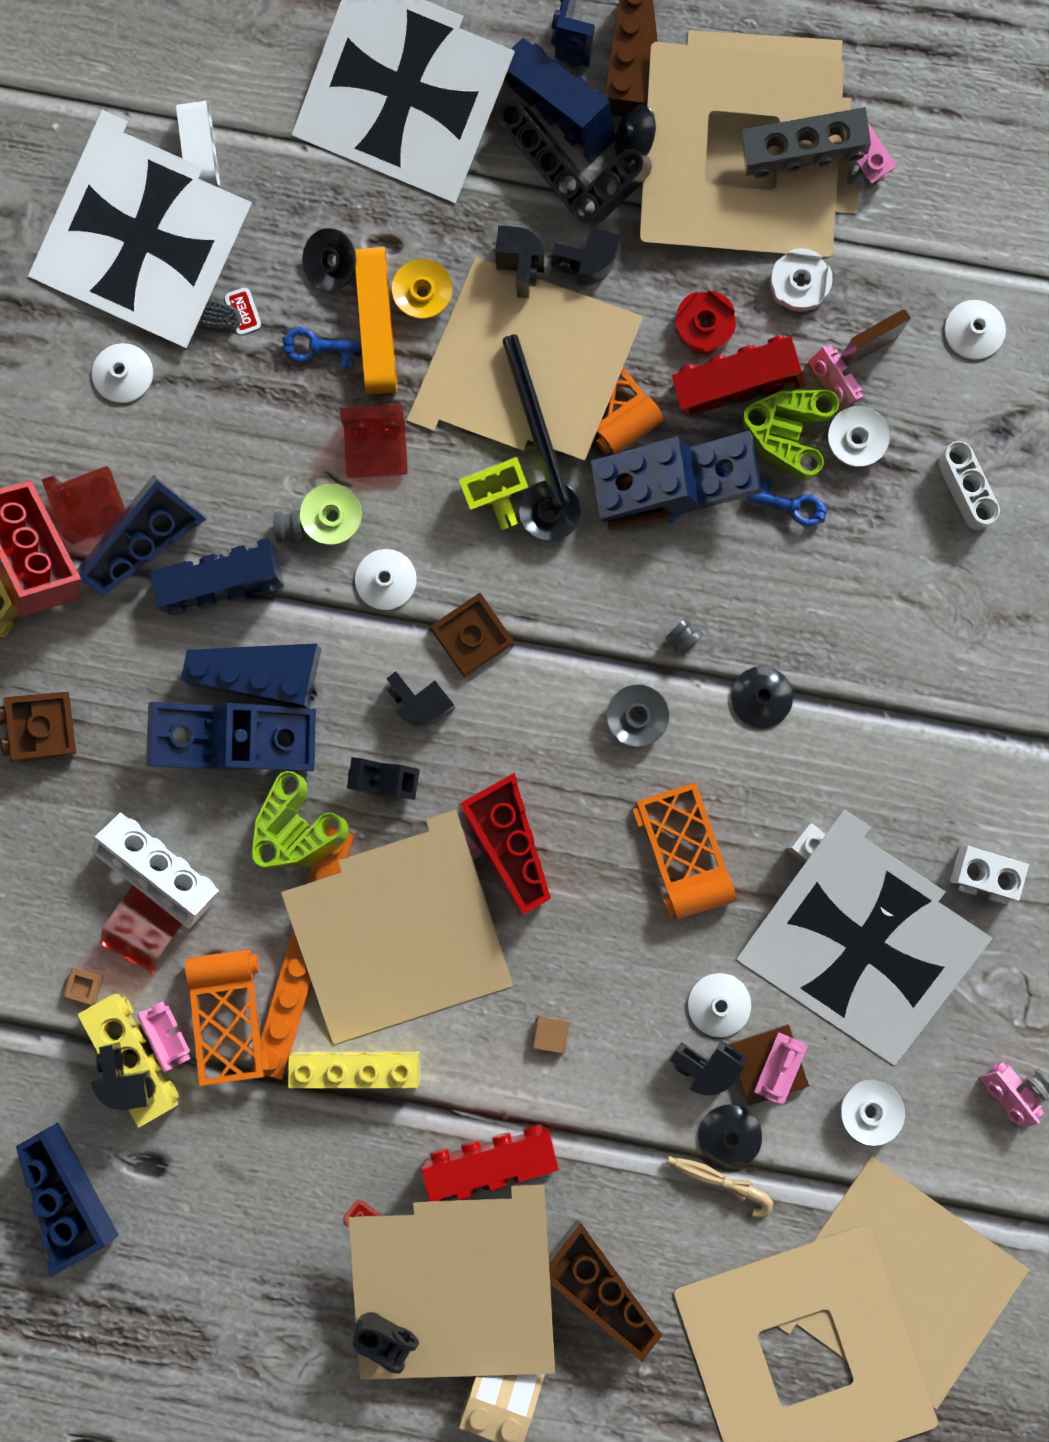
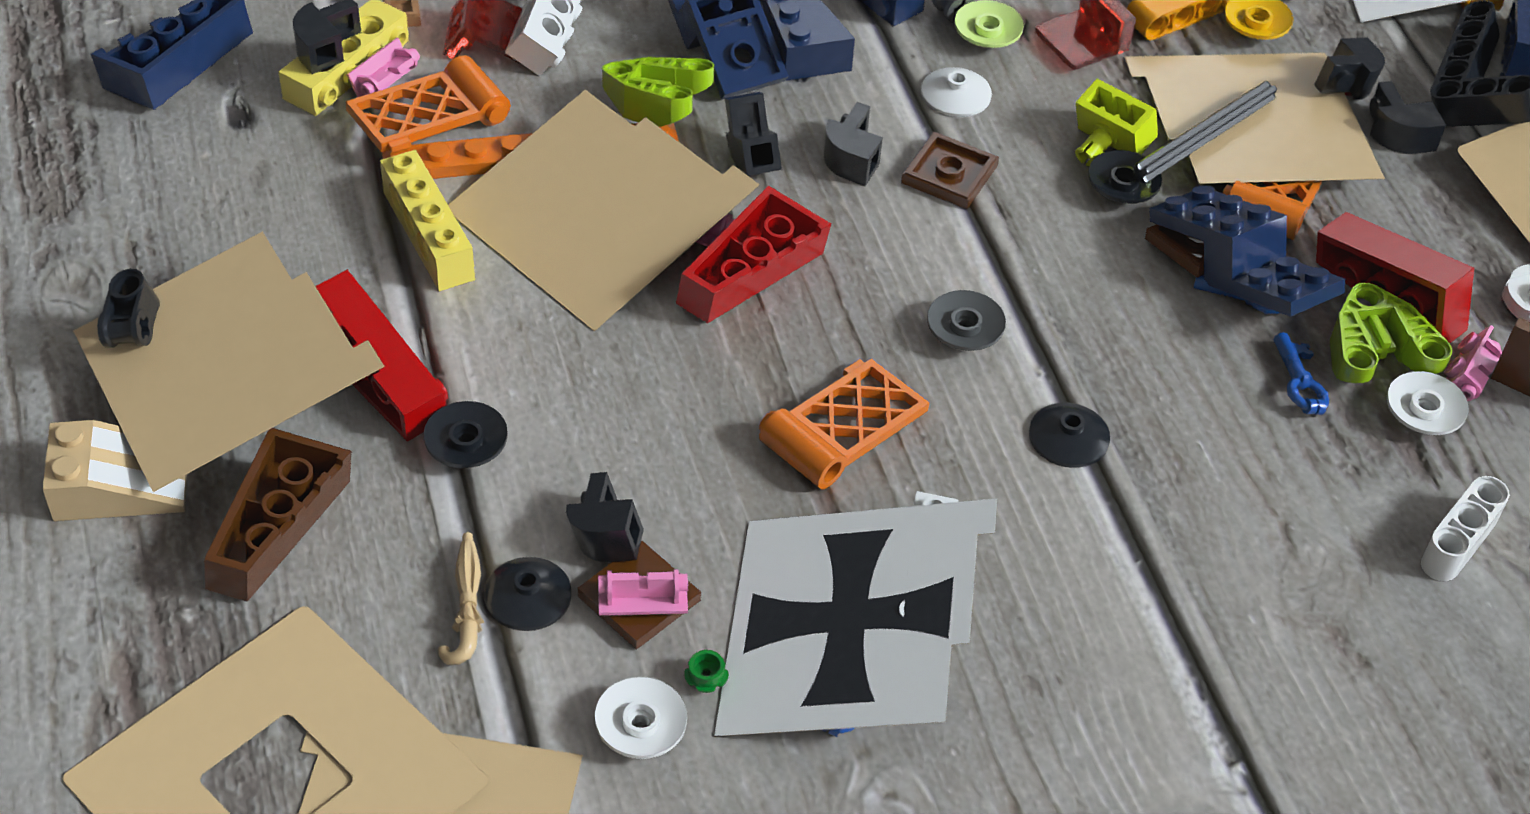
camera: 60 degrees right, 35 degrees down
(551, 1034) = (558, 377): medium nougat tile -> none
(583, 1144) = (465, 434): none -> black dish
(684, 636) = (1083, 330): dark grey wheel -> none
(702, 304) = (1424, 217): red plate -> none
(703, 1000) = (683, 536): white dish -> none
(857, 1056) = (709, 662): none -> green plate
(990, 867) = (1031, 730): white brick -> none

